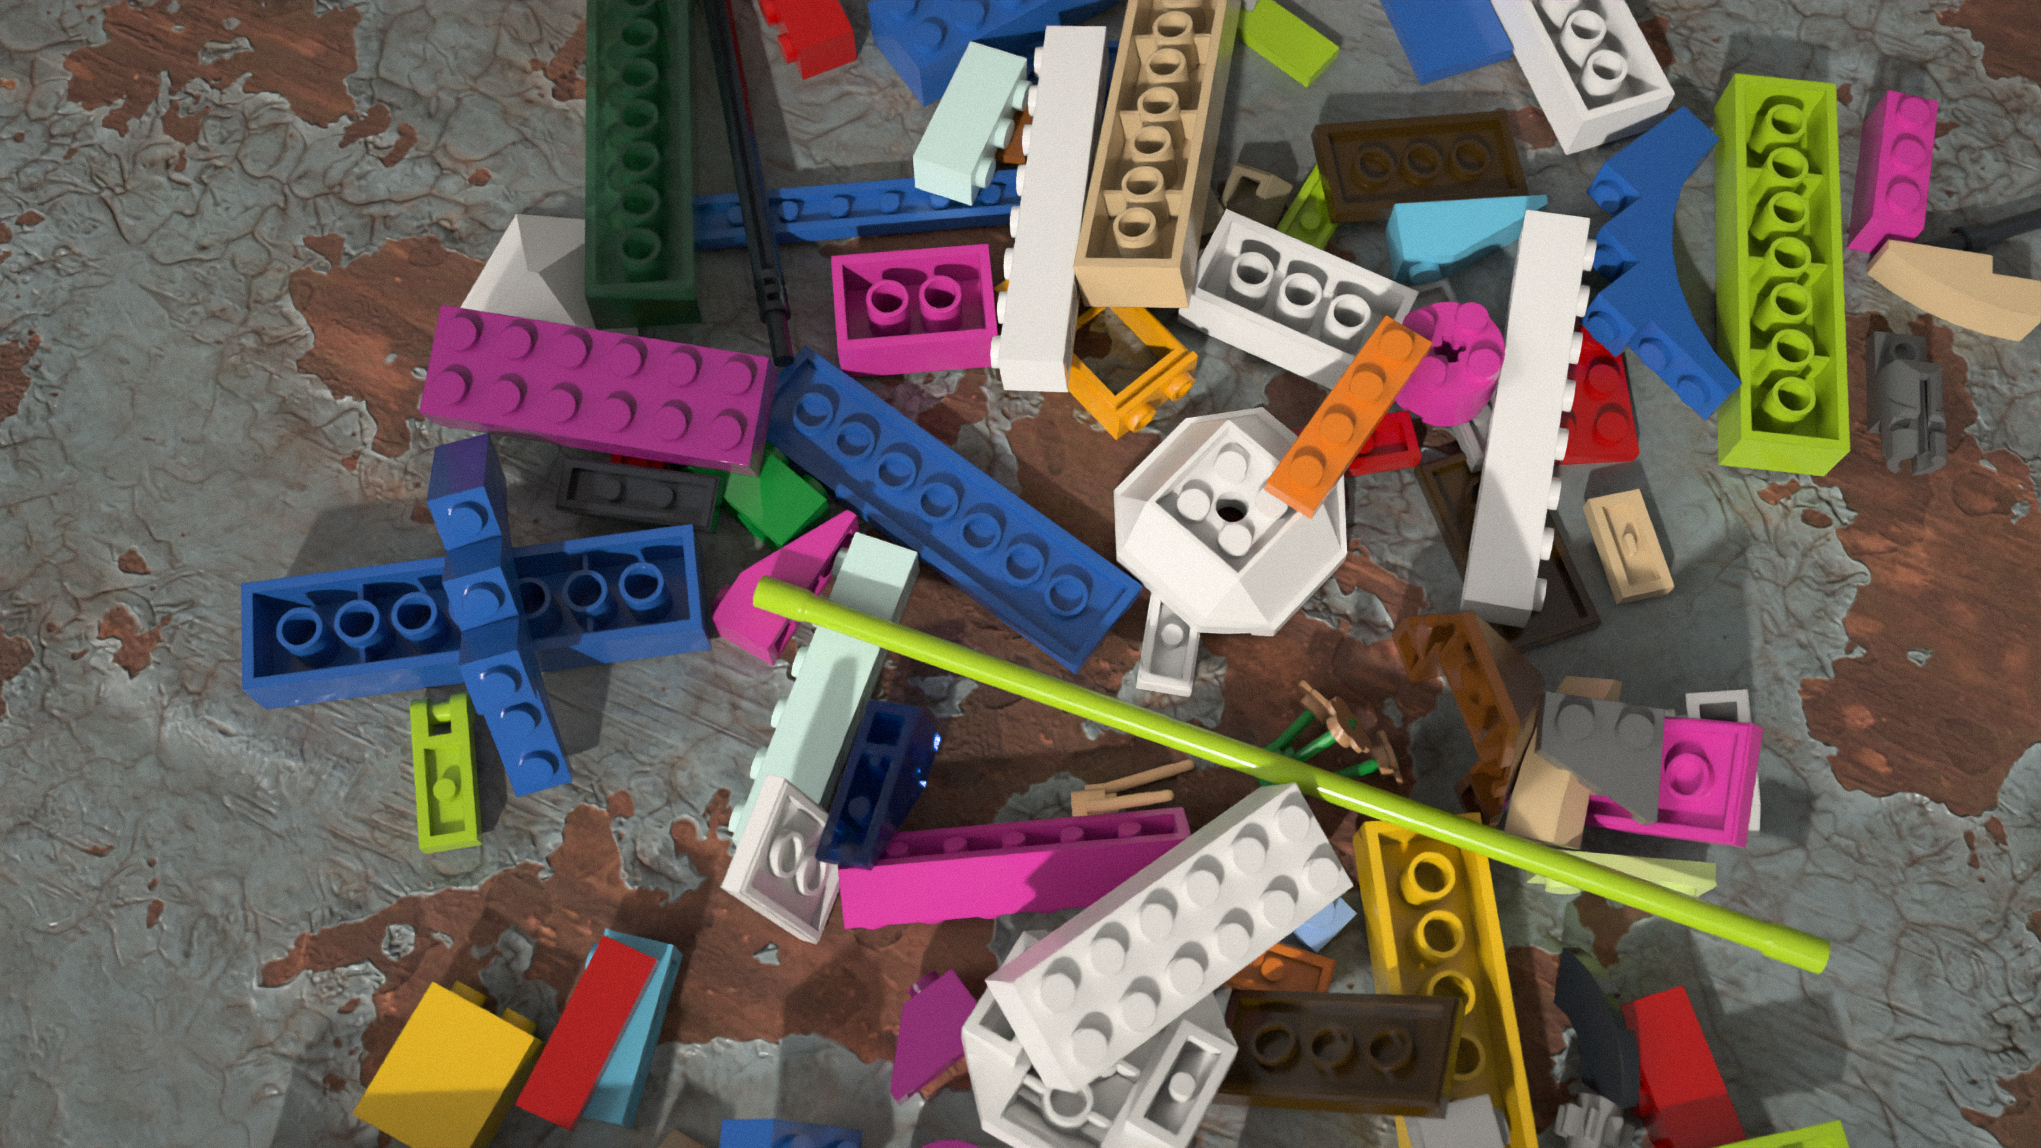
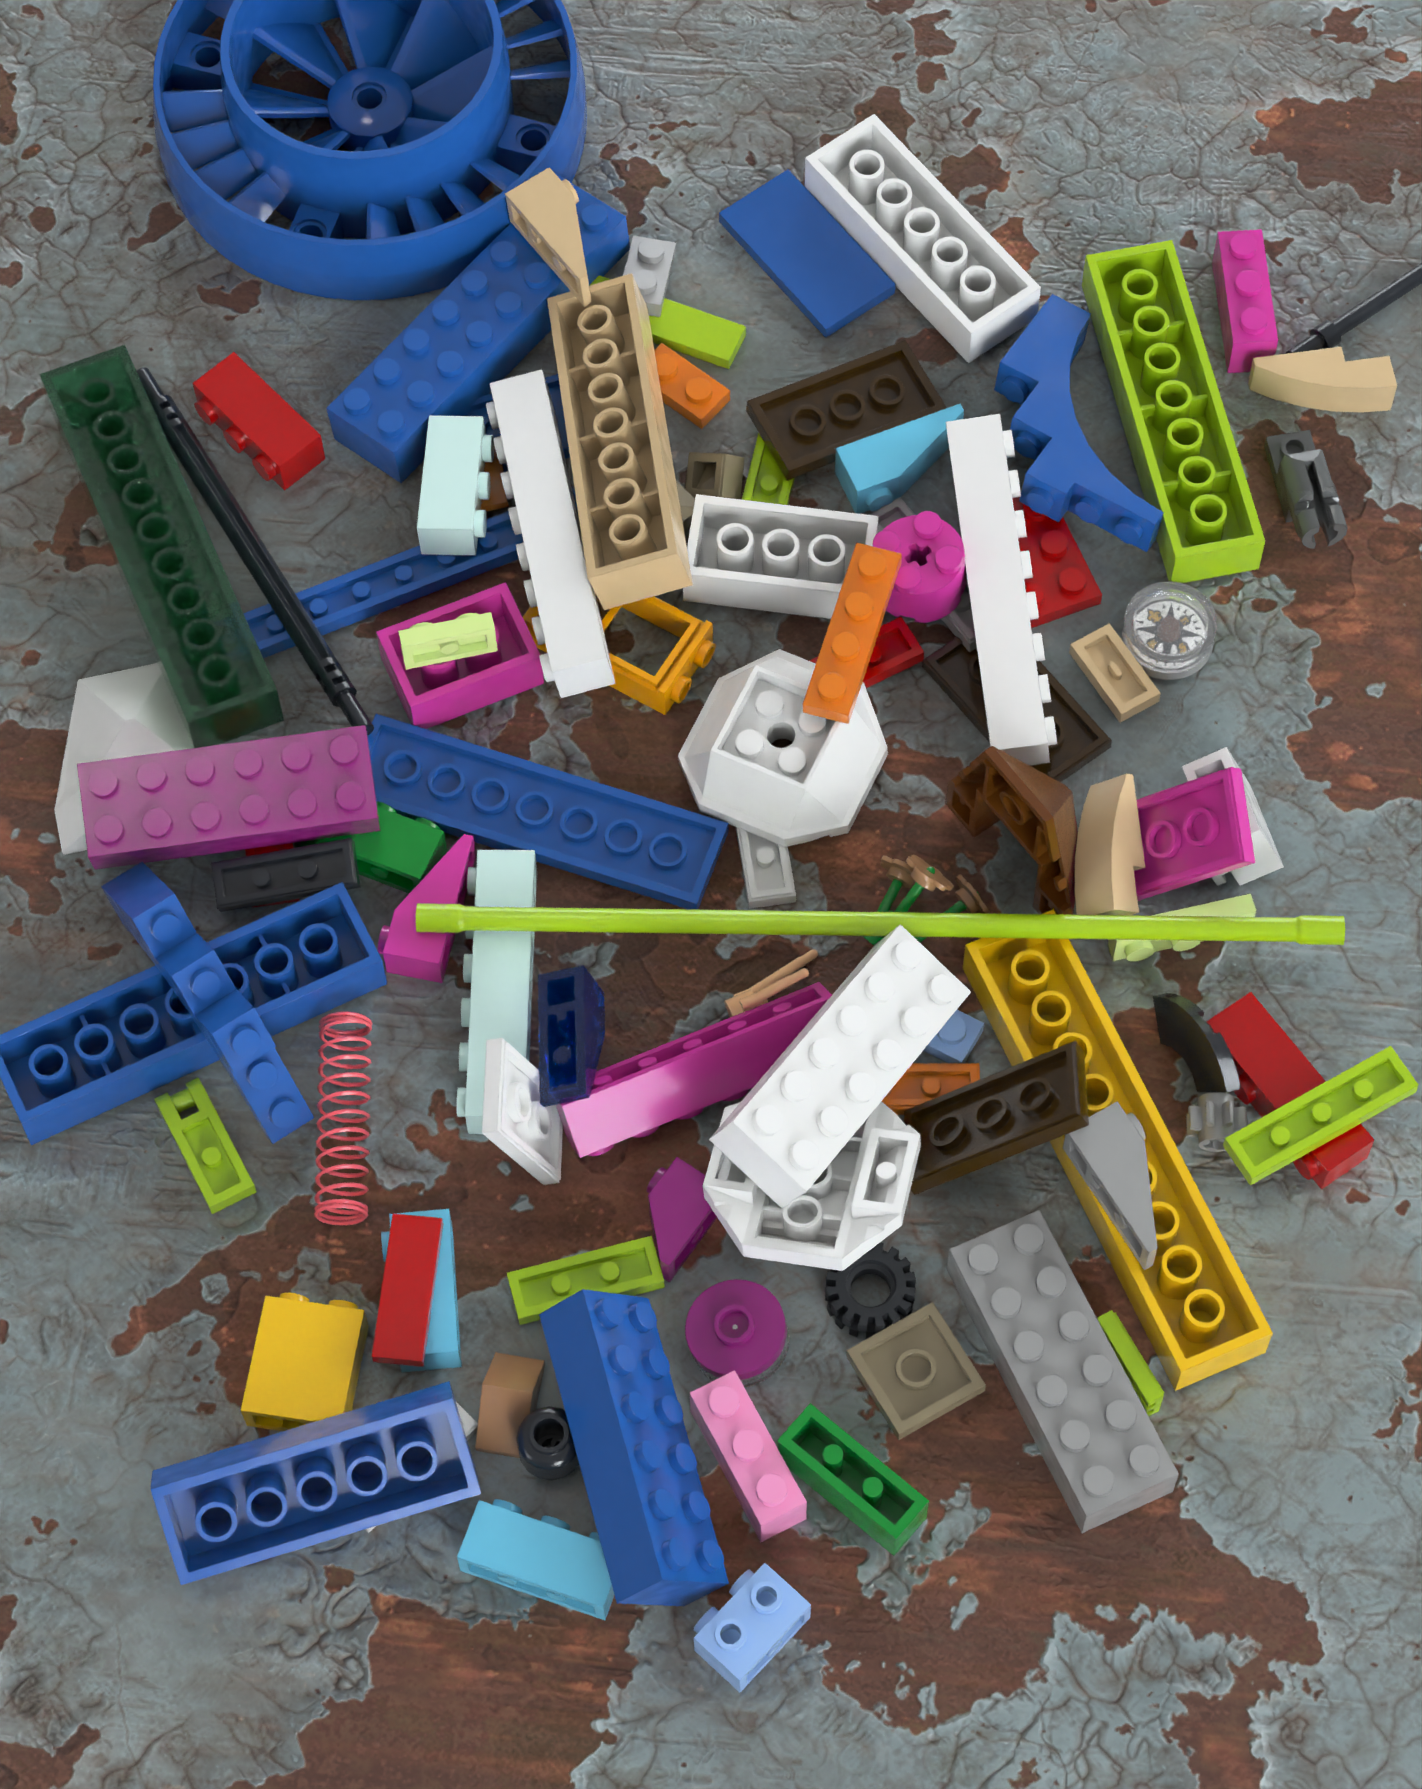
camera: 15 degrees left, 5 degrees down
(644, 685) = (360, 1210): none -> coral piece
(801, 1077) = (617, 1269): none -> lime plate
(899, 289) = (448, 640): none -> yellowish green plate
(1258, 95) = (689, 388): none -> orange plate
(1606, 746) = (1131, 823): dark grey wing -> none
(1707, 517) = (1170, 629): none -> clear piece

